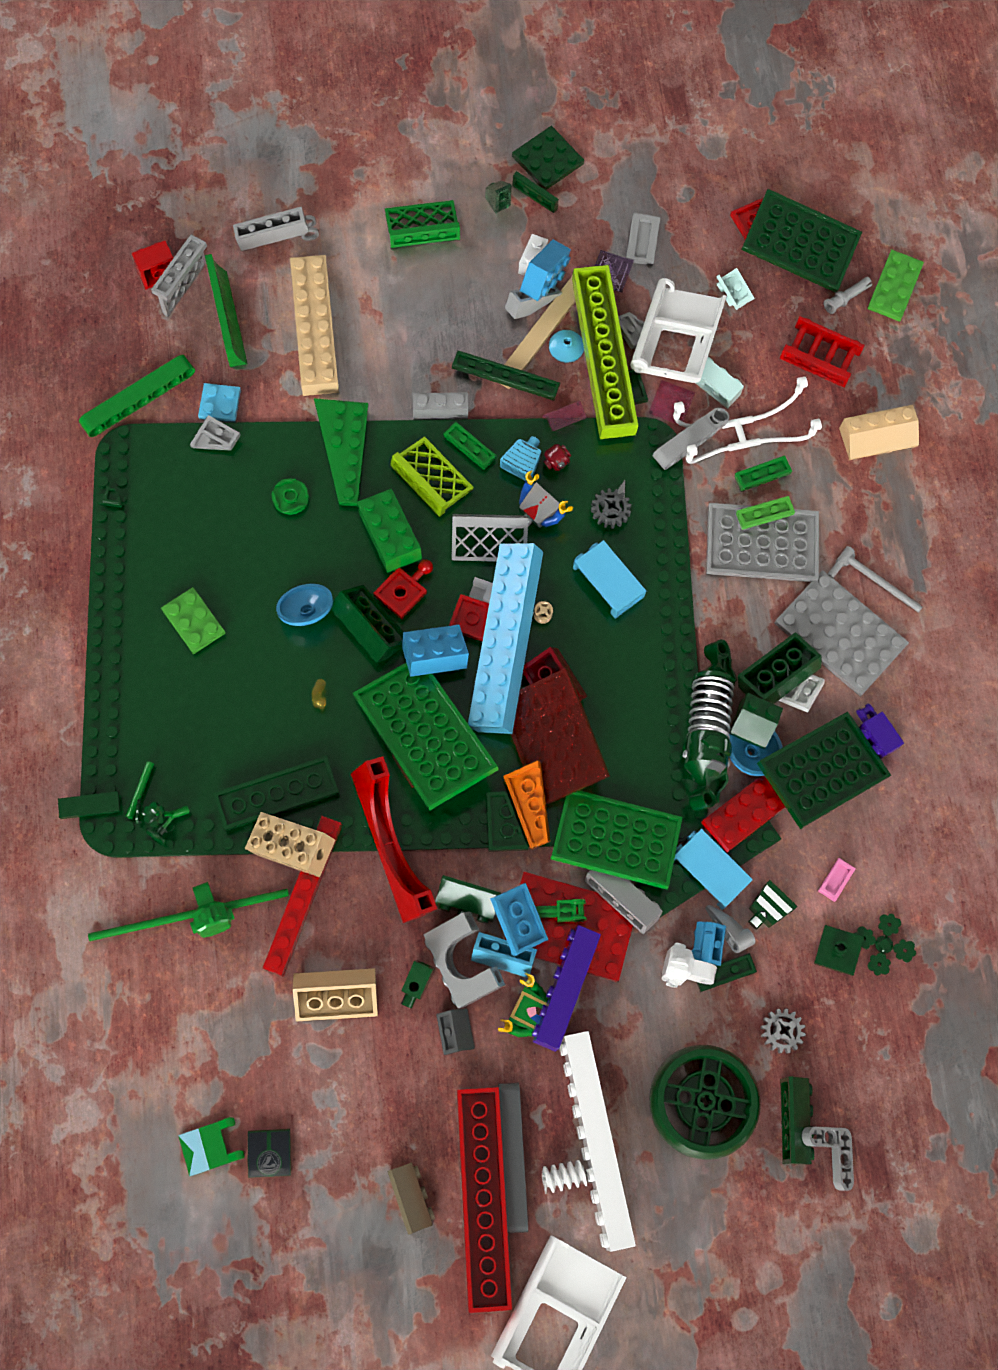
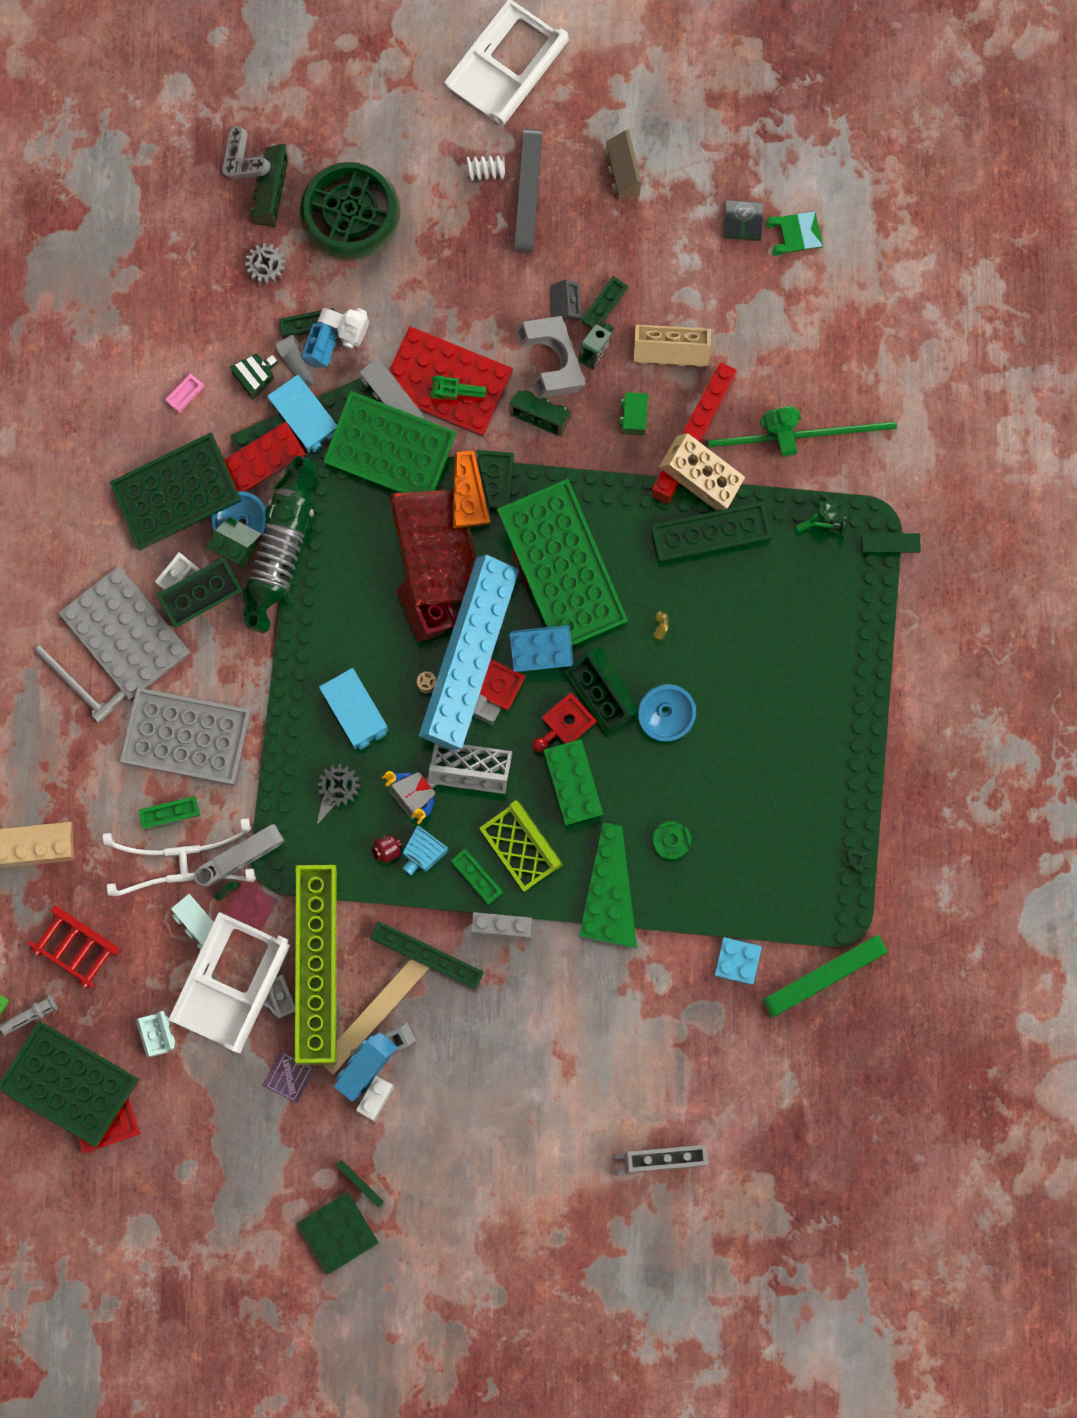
camera: 165 degrees left, 5 degrees up
(140, 789) = (842, 552): green bar -> none
(152, 262) = (797, 1127): red brick -> none
(180, 274) = (769, 1104): light grey fence -> none
(193, 620) = (780, 716): bright green plate -> none
(215, 436) = (744, 915): light grey wing -> none
(226, 313) = (723, 1063): green arch -> none
(314, 325) = (628, 1039): tan brick -> none
(368, 912) = (634, 413): none -> green brick
(410, 895) = (617, 512): red arch -> none
(413, 1033) = (604, 303): none -> dark green plate
(424, 233) = (490, 1143): green fence -> none
(483, 1200) = (559, 159): red brick -> none
(497, 953) = (512, 358): medium azure brick -> none
(499, 195) = (403, 1182): clear green slope -> none
(519, 919) = (495, 379): dark azure plate -> none
(526, 1010) = (496, 306): torso -> none
(564, 352) = (364, 992): medium azure dish -> none
(565, 416) = (370, 901): clear pink panel -> none
(566, 988) = (460, 317): dark purple brick -> none
(597, 1142) = (453, 190): white brick -> none
(638, 388) = (287, 927): dark green tile -> none
(643, 238) = (246, 1113): light grey piece -> none
(699, 409) = (226, 890): none -> dark green tile
(765, 512) = (178, 761): bright green plate -> none
(839, 950) = (197, 328): dark green tile -> none
(879, 731) = (111, 525): dark purple brick -> none
(885, 944) = (153, 328): dark green plant -> none

